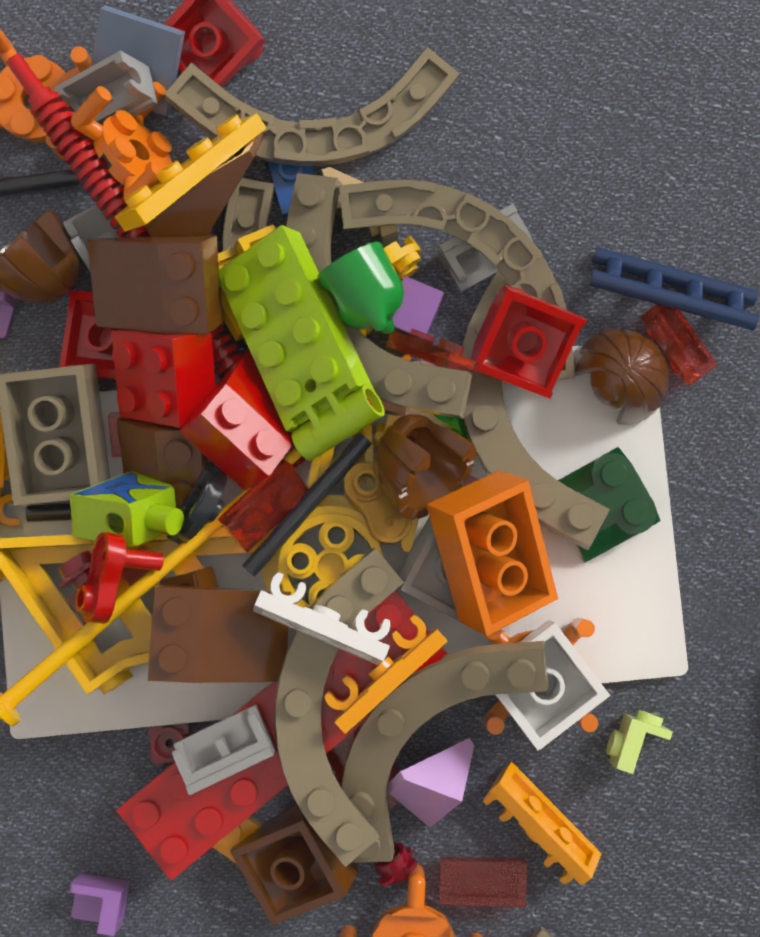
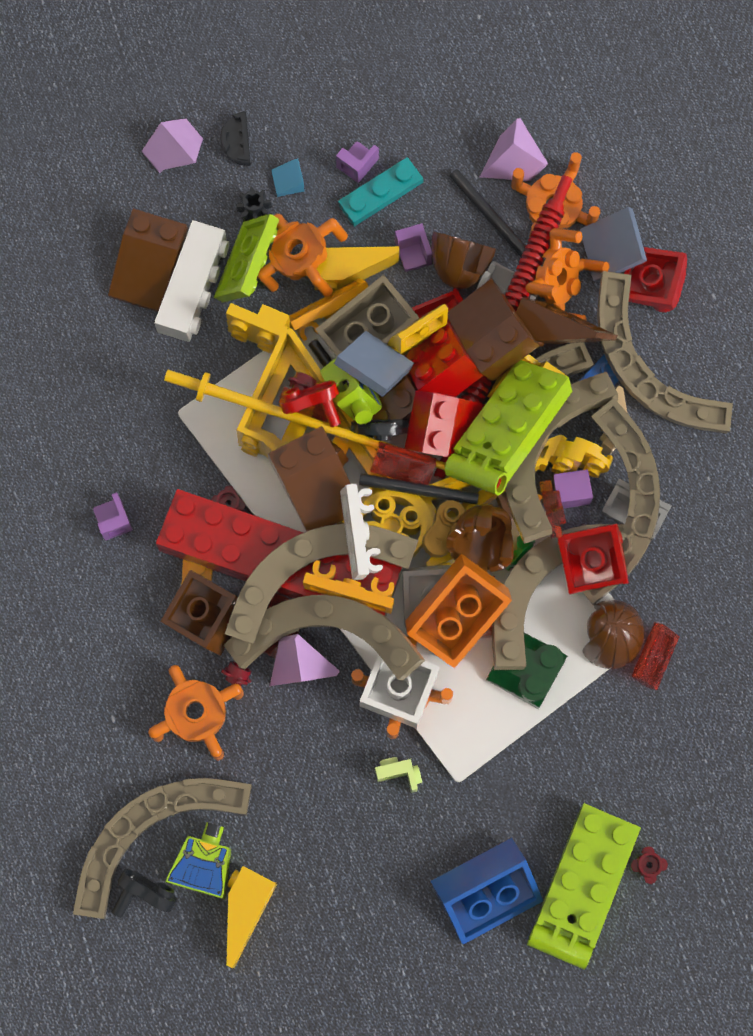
camera: 55 degrees right, 10 degrees down
(100, 378) = (419, 330): none -> yellow slope
(109, 464) = (373, 363): none -> sand blue tile
(122, 76) = (596, 241): light grey hinge -> none
(177, 179) = (557, 304): yellow plate -> none
(223, 749) = (250, 525): light grey hinge -> none
(365, 288) = (562, 443): green piece -> none
(482, 882) = (257, 733): clear red plate -> none
(544, 824) = (314, 748): light orange plate -> none
(695, 286) = (683, 649): dark blue bar -> none

